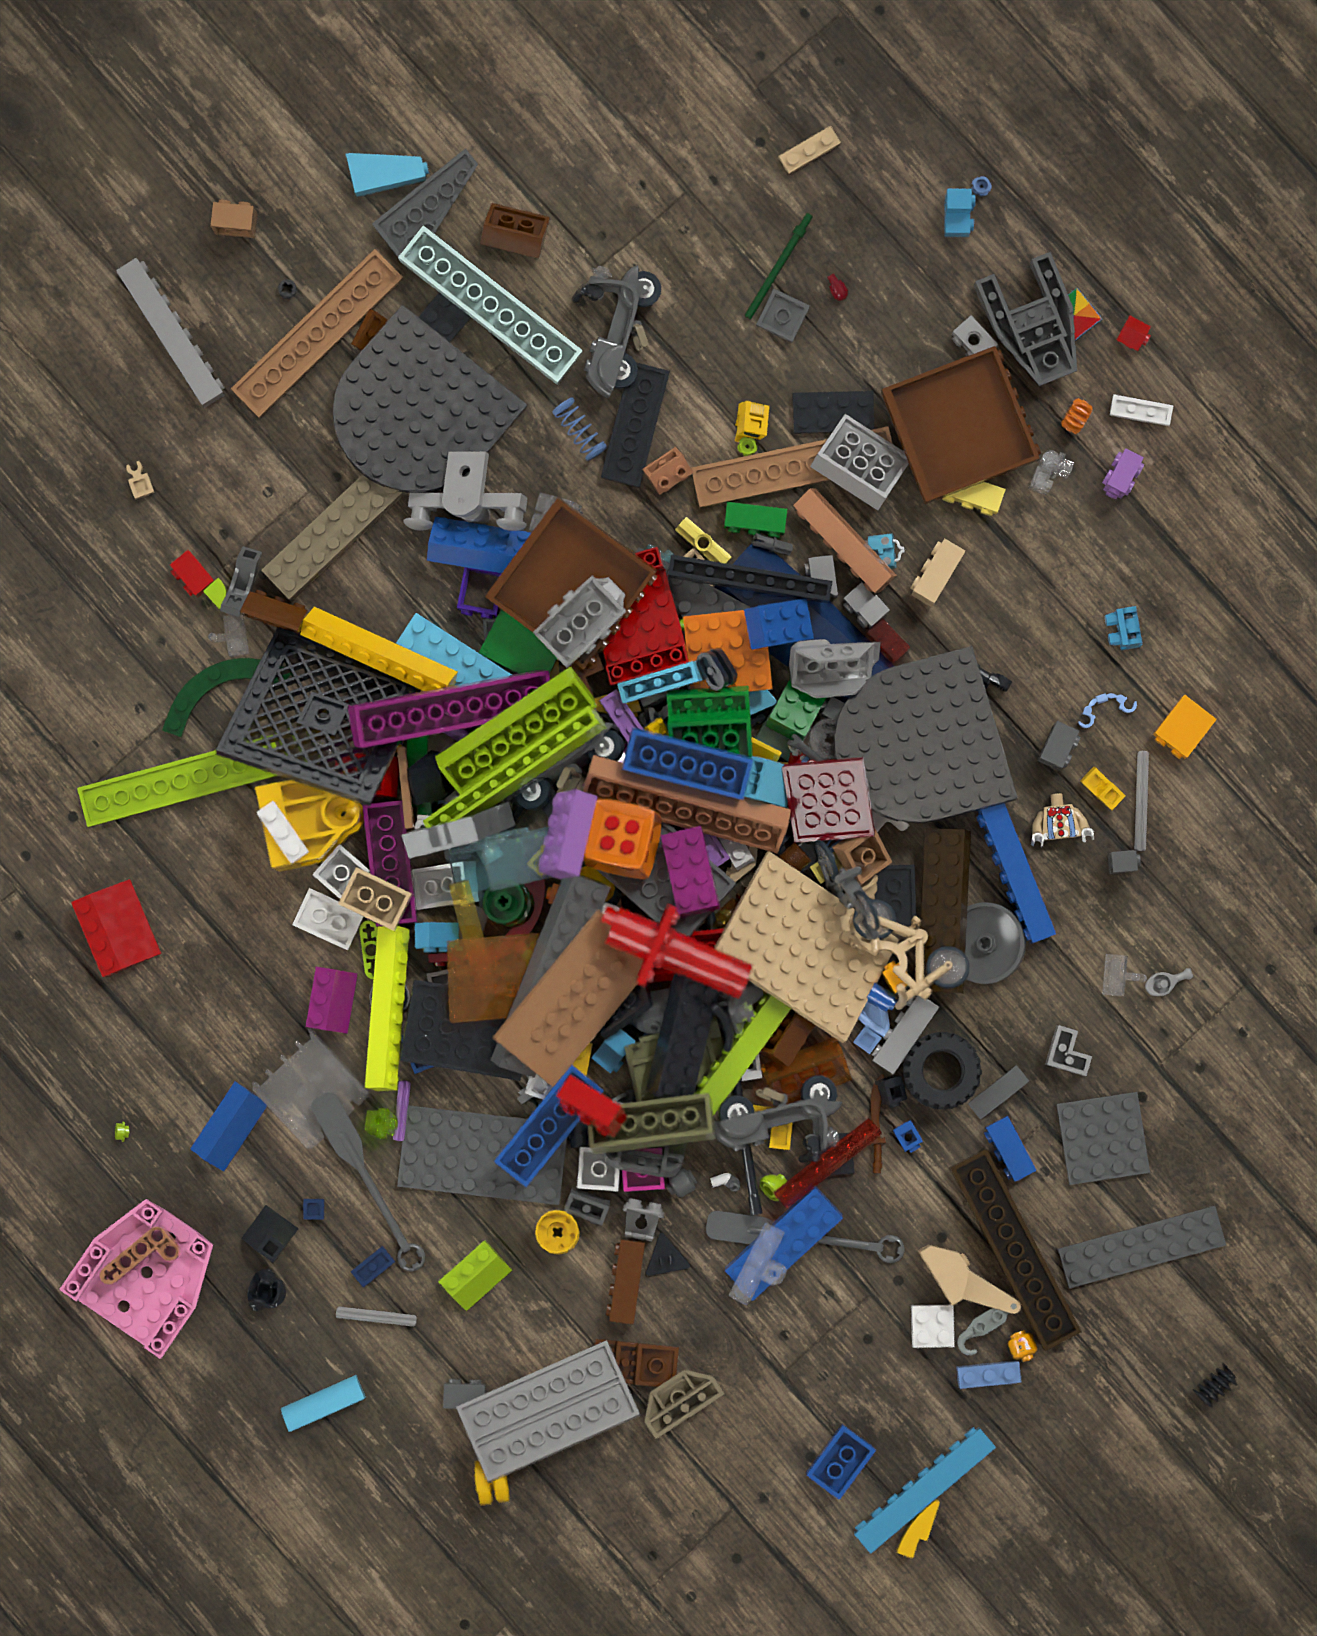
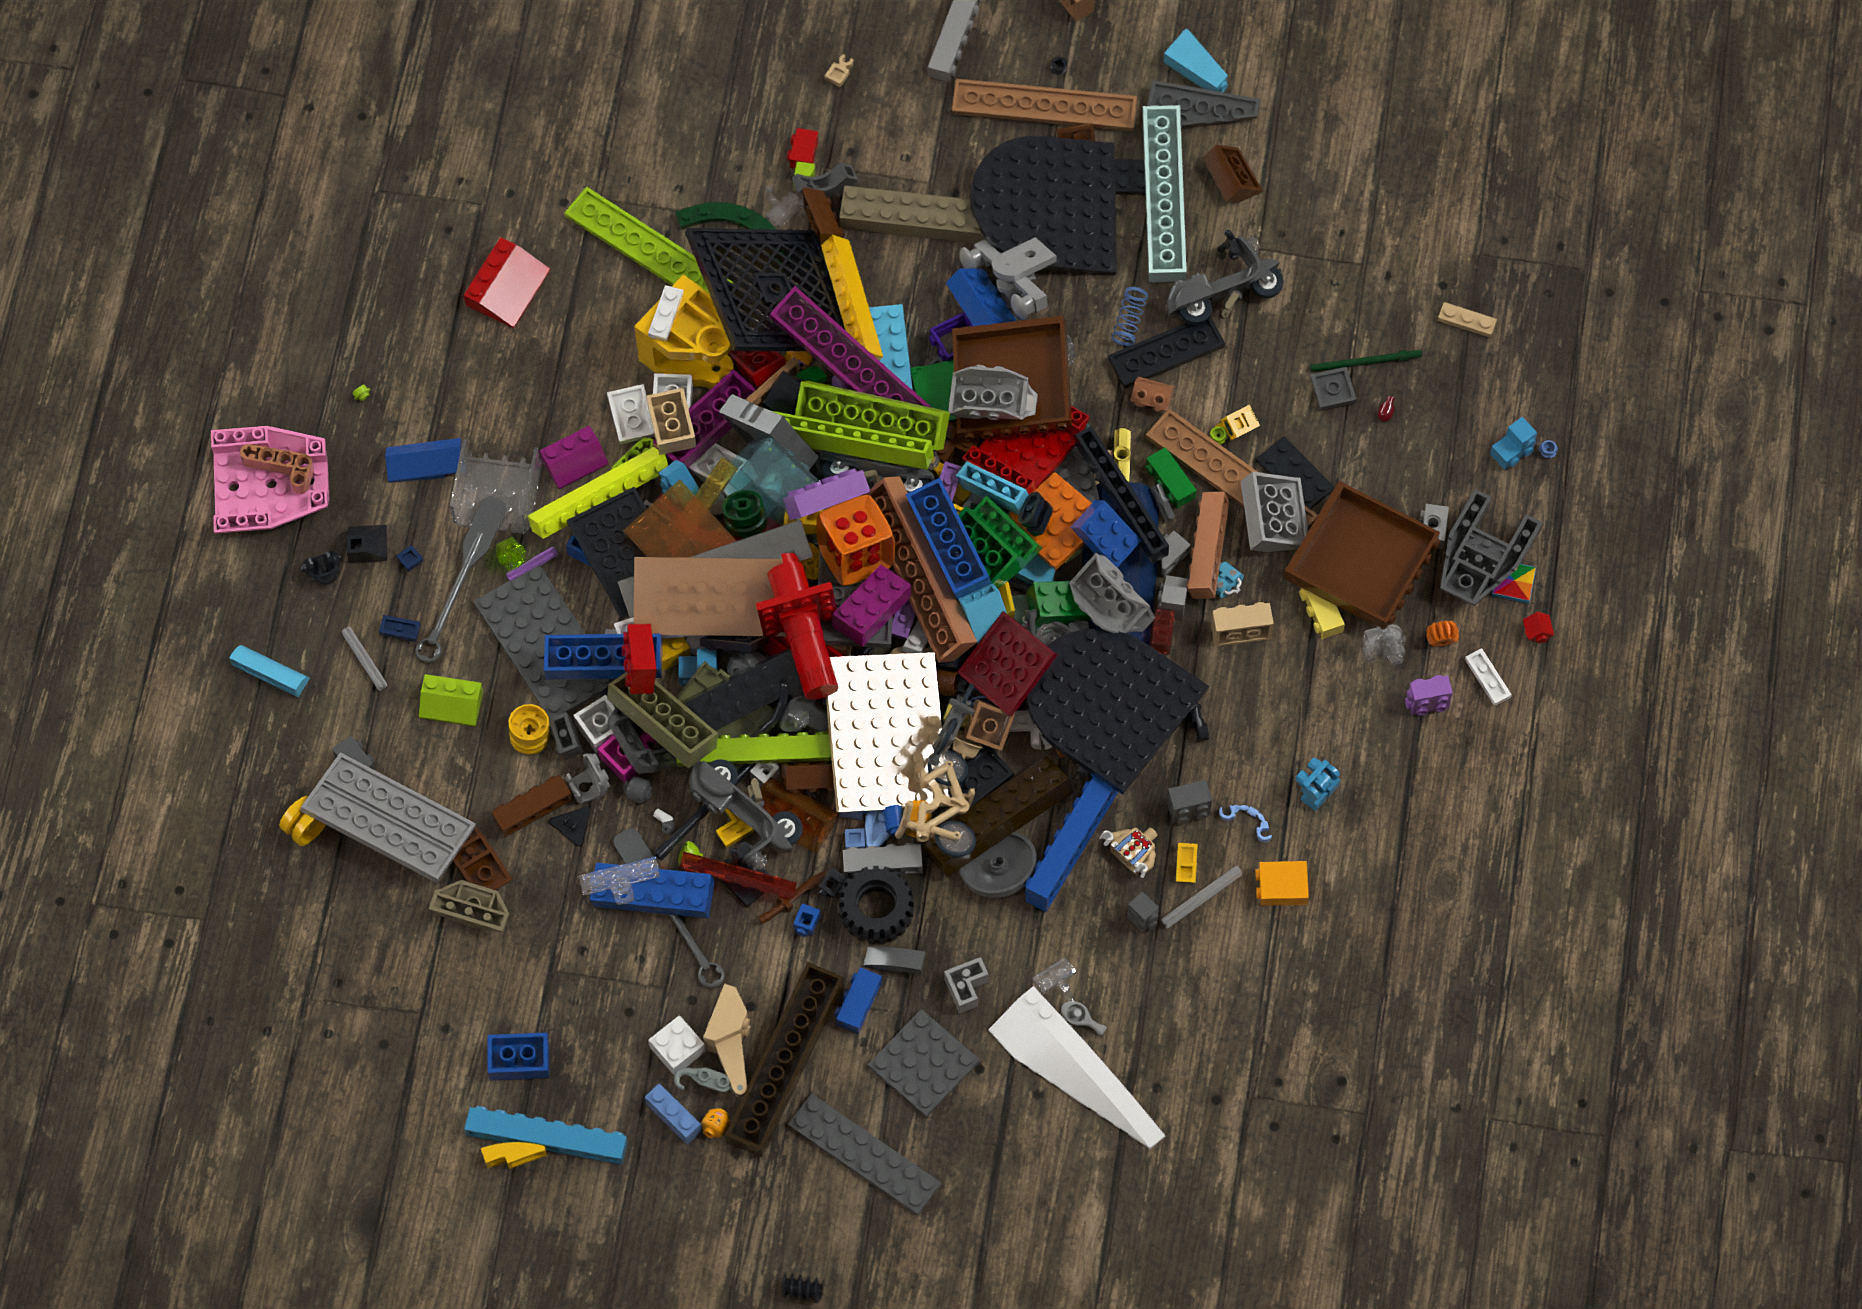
camera: 50 degrees right, 20 degrees down
(1177, 1027) = (1052, 1048): none -> white wedge

